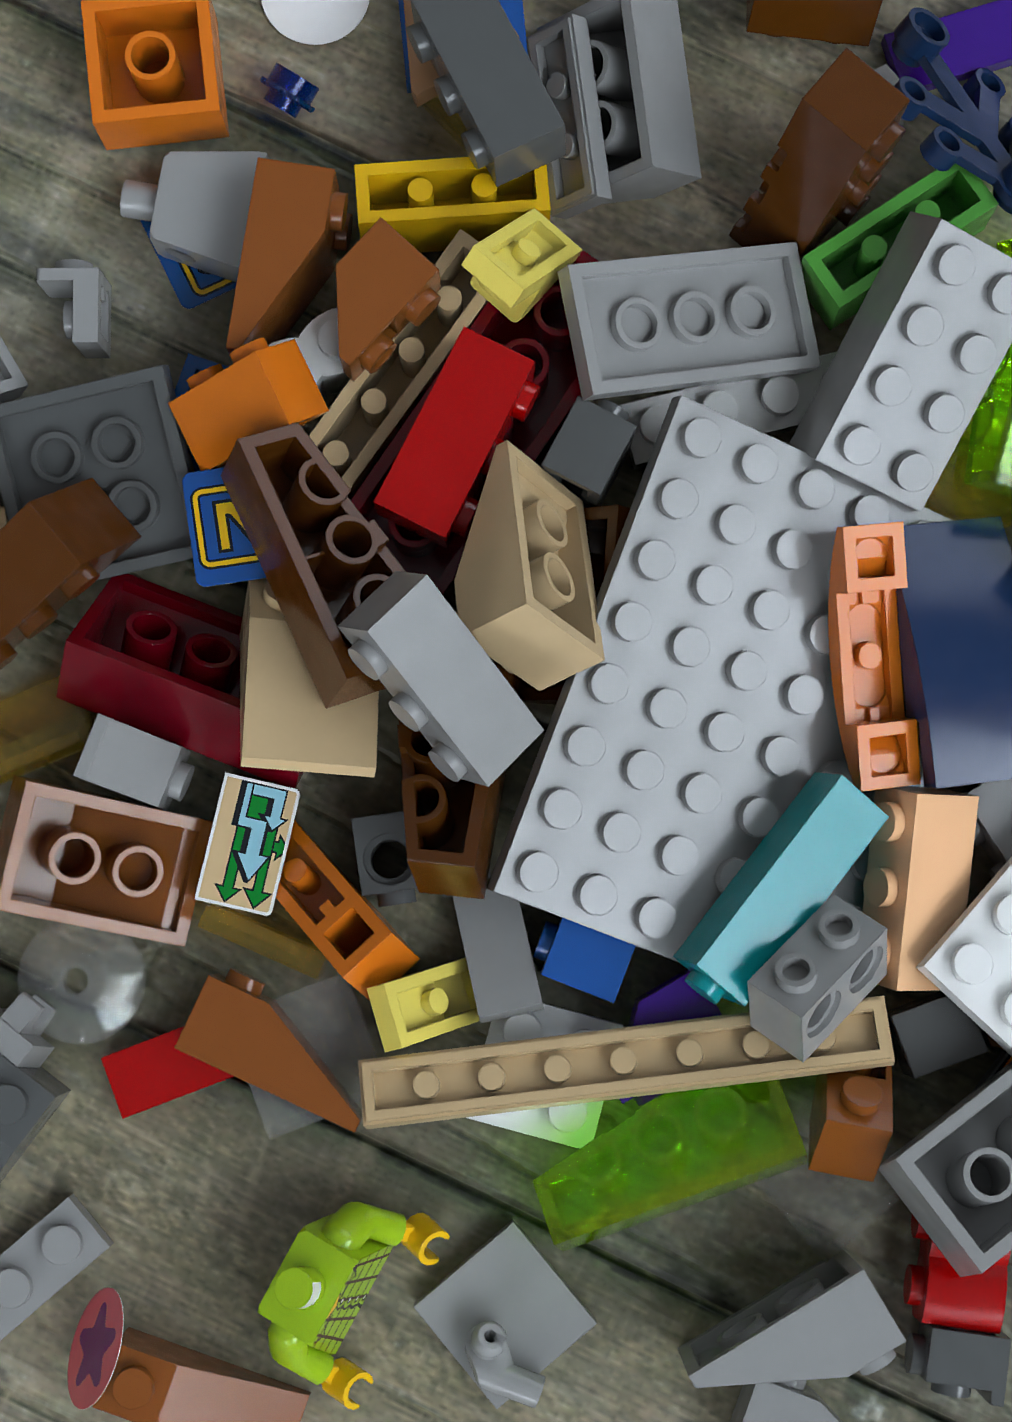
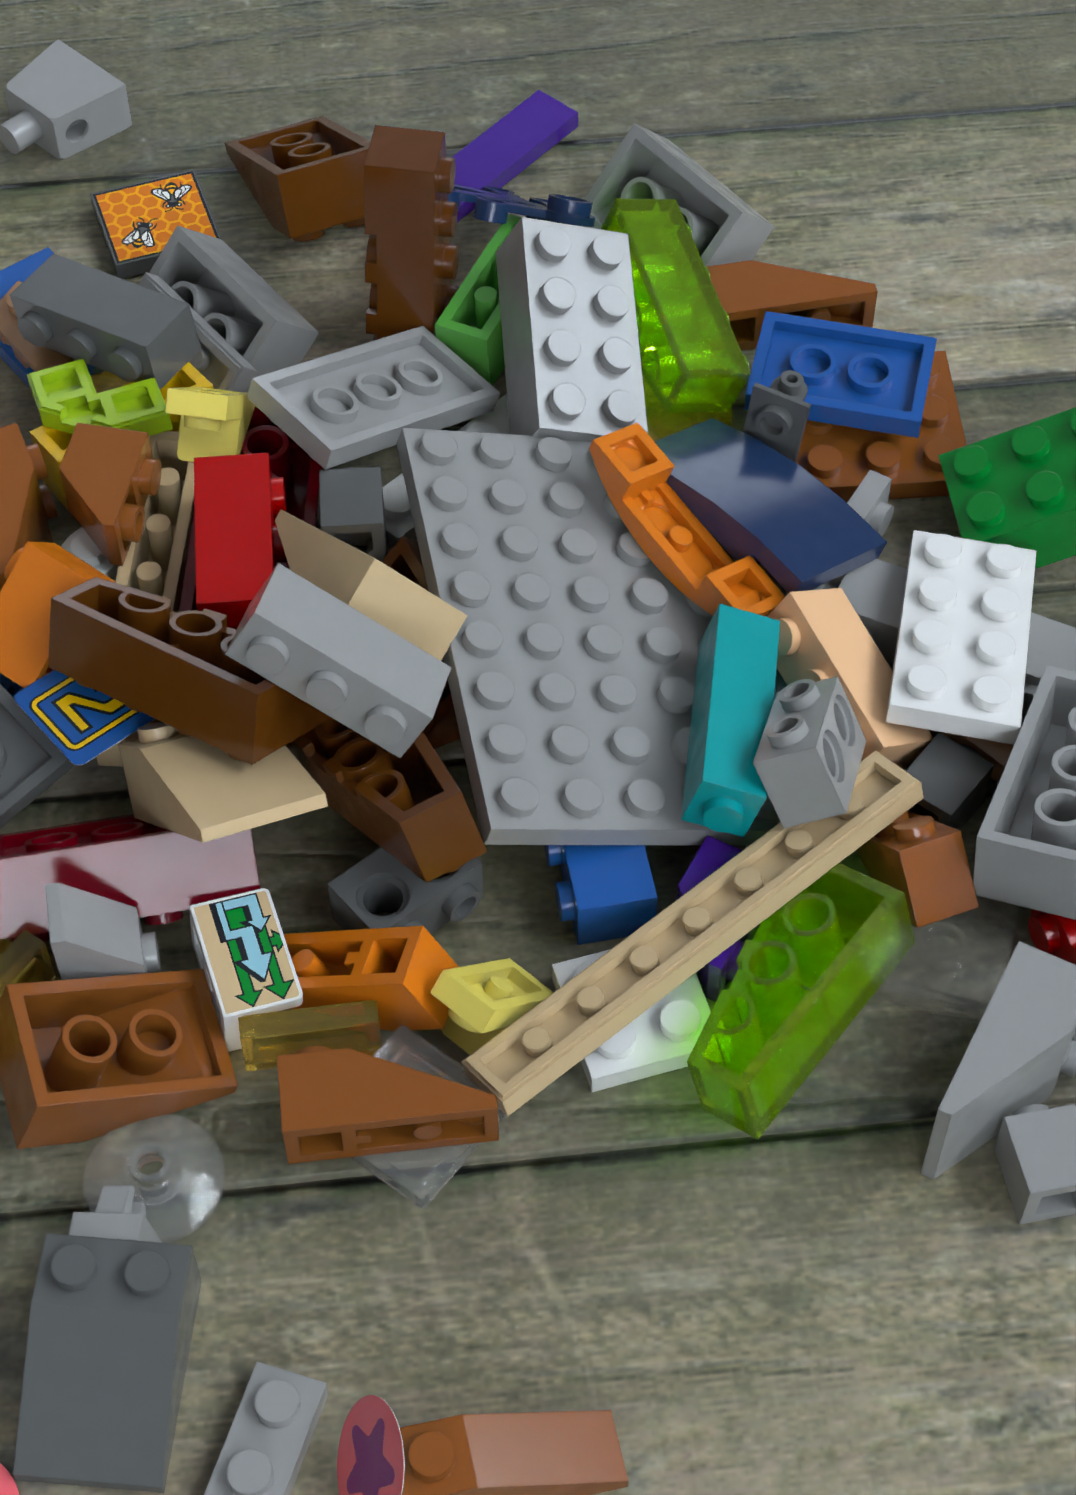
camera: 30 degrees left, 30 degrees down
(156, 1073) = (283, 1204): red tile -> none
(326, 1284) = (560, 1281): lime torso -> none
(433, 199) = (68, 397): none -> lime tile
(495, 1368) = (764, 1260): light grey arm -> none
(498, 956) = (529, 931): light grey tile -> none
(514, 1287) = (744, 1228): light grey tile -> none

